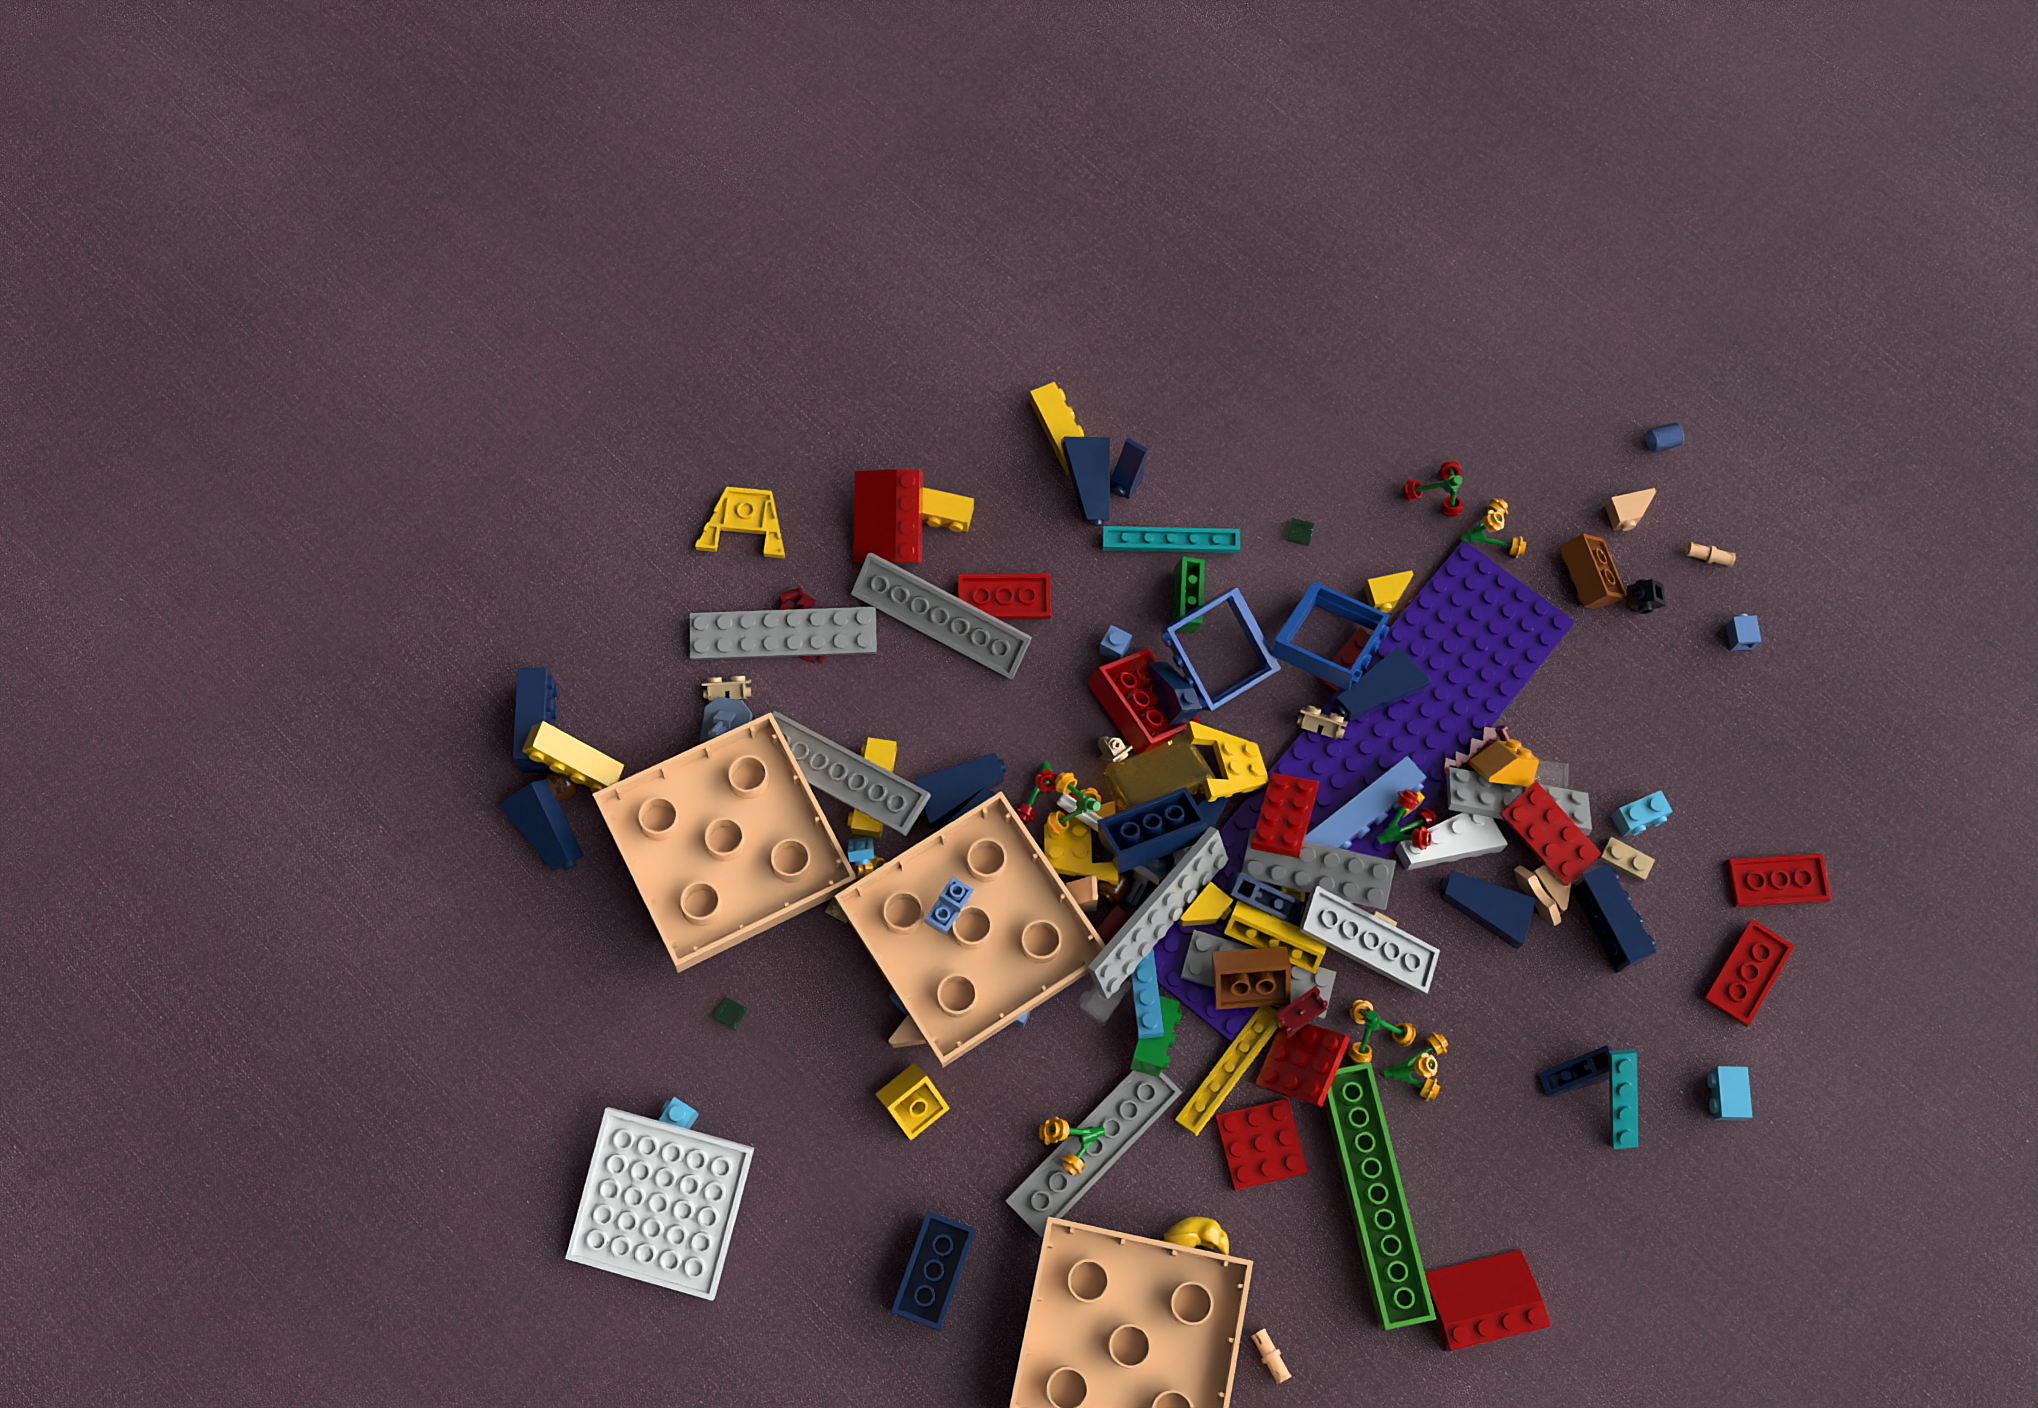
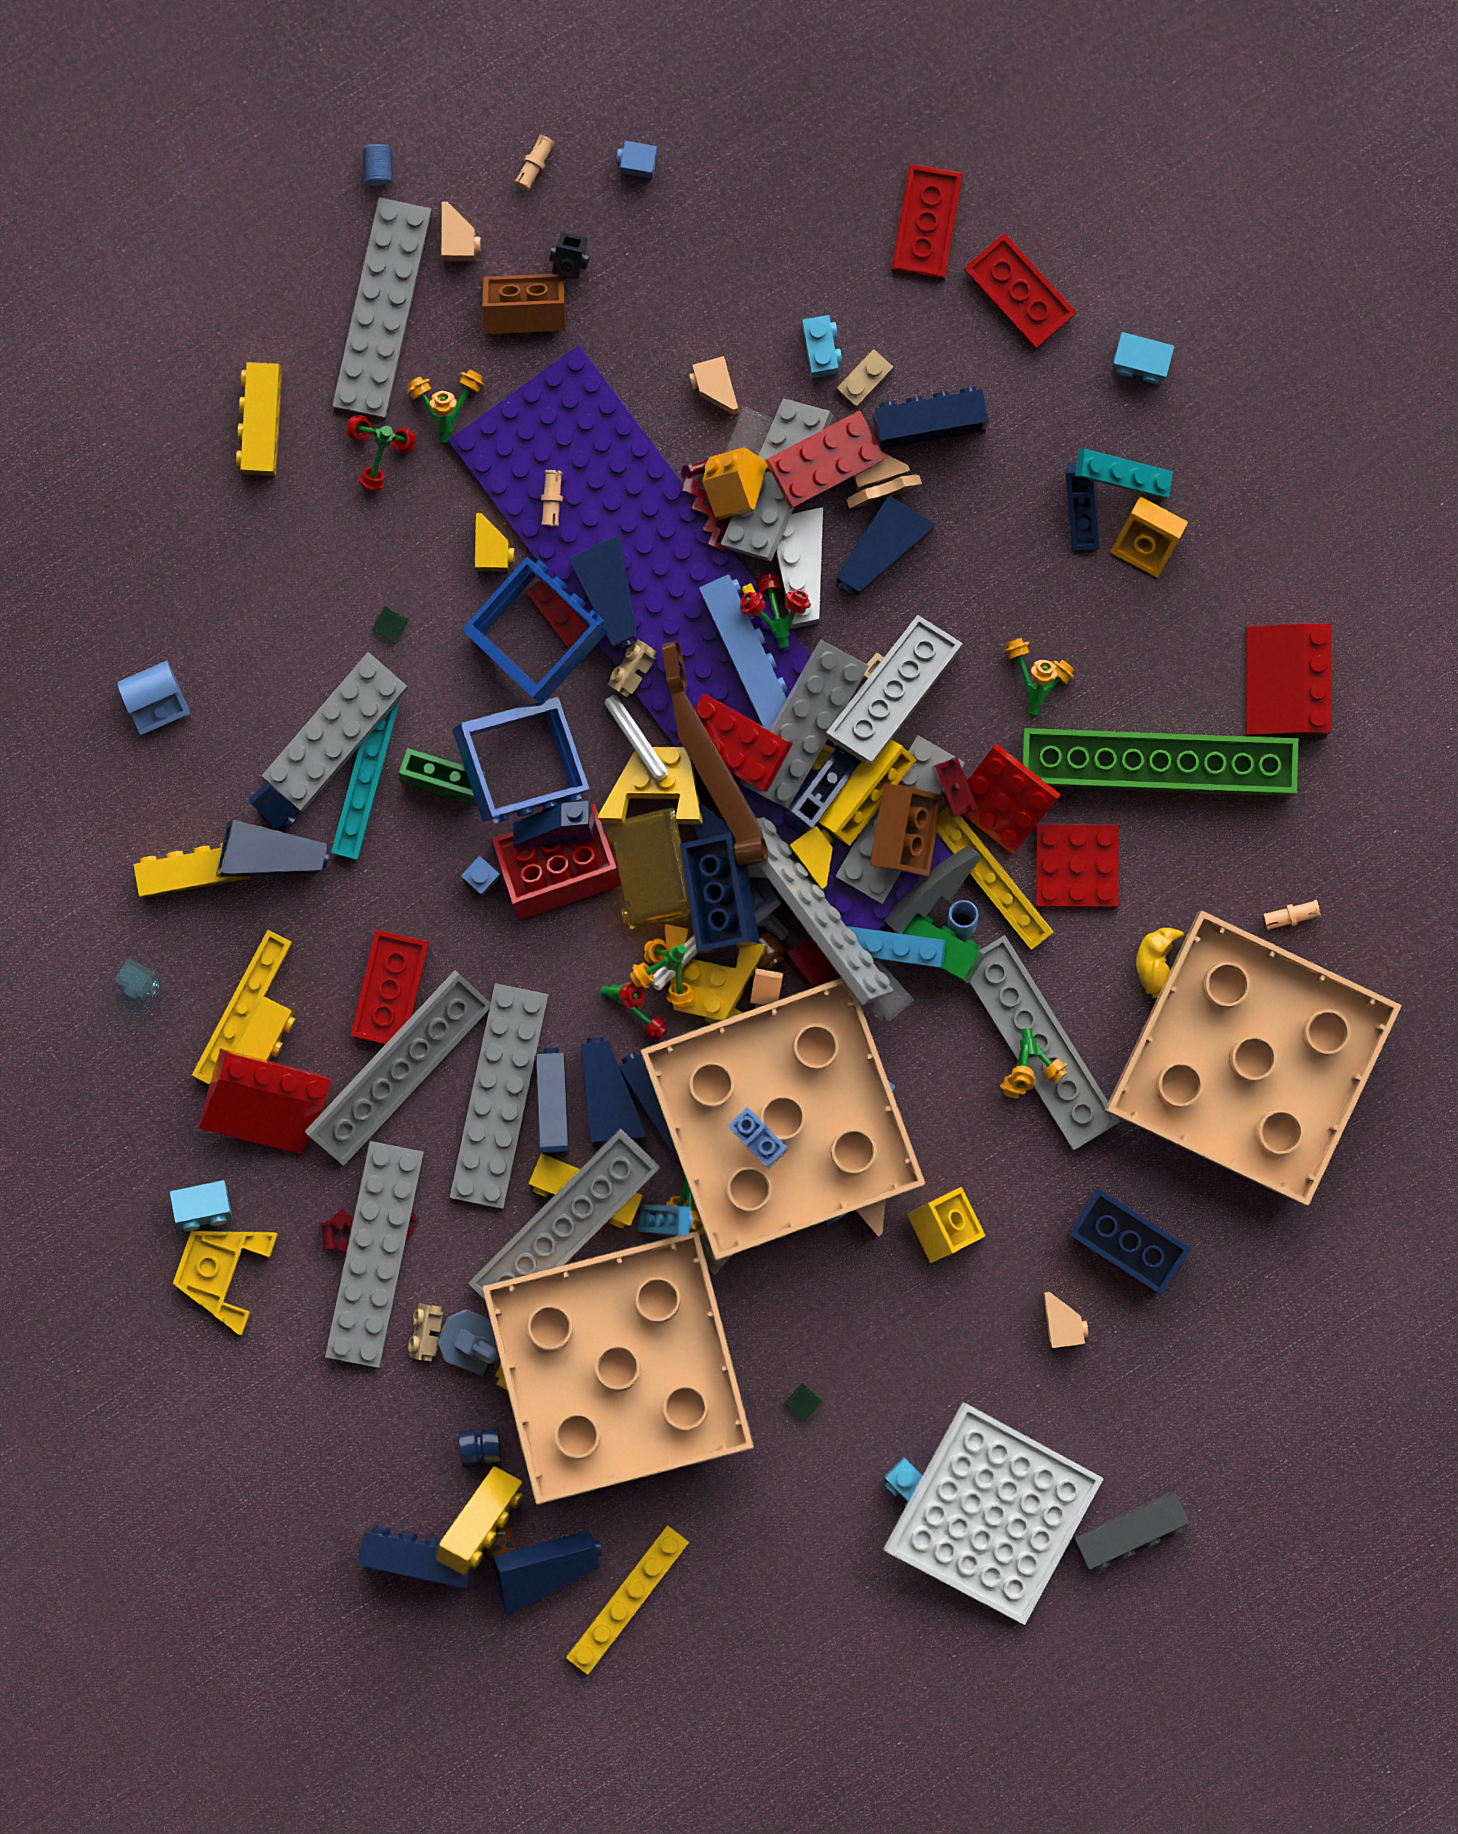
camera: 70 degrees left, 15 degrees up
(531, 904) = (627, 1599): none -> yellow plate
(638, 751) = (480, 1447): none -> dark blue wheel
(669, 1339) = (1132, 1530): none -> dark grey brick
(793, 493) = (201, 1206): none -> medium azure brick
(846, 1229) = (1063, 1323): none -> light nougat slope
(936, 702) = (499, 1096): none -> light grey plate
(939, 742) = (552, 1101): none -> slope
(964, 407) = (137, 980): none -> clear light blue brick
(984, 494) = (244, 1001): none -> yellow plate
(1113, 749) = (610, 911): tan hinge -> none
(1189, 370) = (153, 697): none -> medium blue brick
(1195, 1046) = (968, 909): none -> medium blue piece
(1202, 507) = (335, 731): none -> light grey plate
(1203, 840) = (748, 834): none -> reddish brown piece
(1213, 1021) = (942, 881): none -> dark grey slope
(1264, 738) = (636, 738): none -> white axle
(1363, 1014) = (966, 718): light orange plant -> none
(1433, 398) = (260, 419): none -> yellow brick
(1443, 625) = (551, 498): none -> light nougat pin
(1552, 468) = (382, 308): none -> light grey plate
(1573, 1138) = (1149, 537): none -> light orange slope
(1581, 735) = (714, 383): none -> light nougat slope

